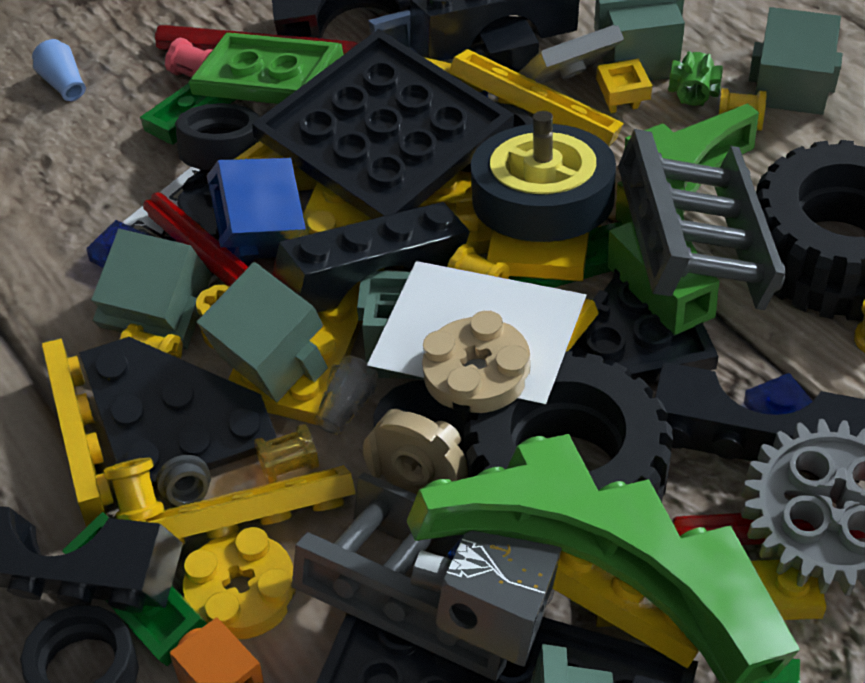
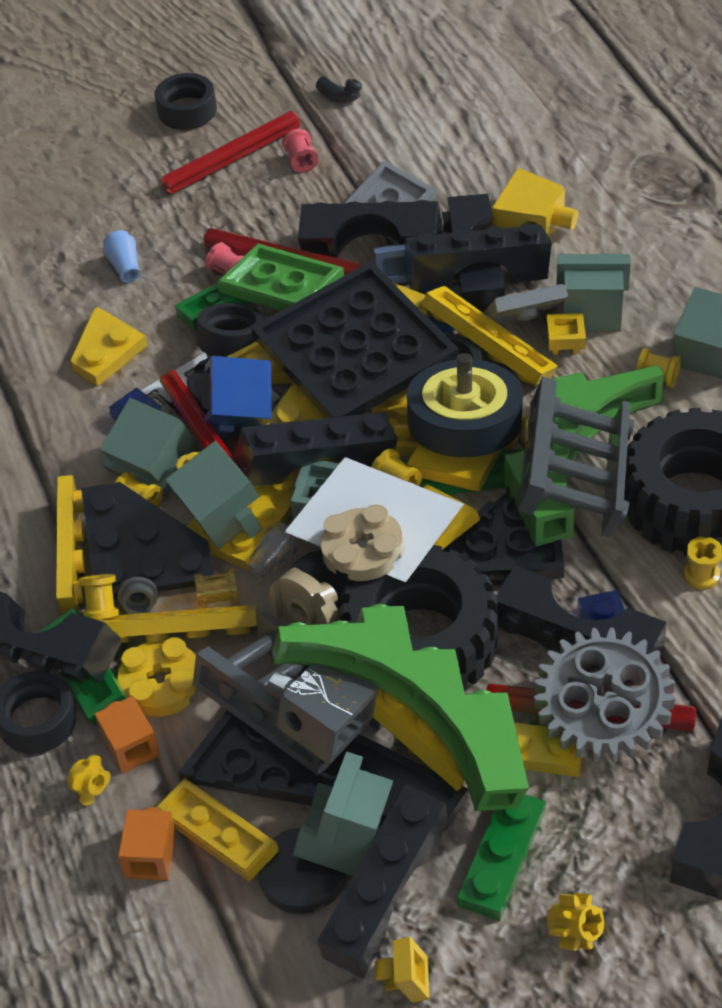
camera: 15 degrees right, 0 degrees up
(62, 179) = (105, 347): none -> yellow wing
(695, 78) = (627, 336): bright green gear -> none

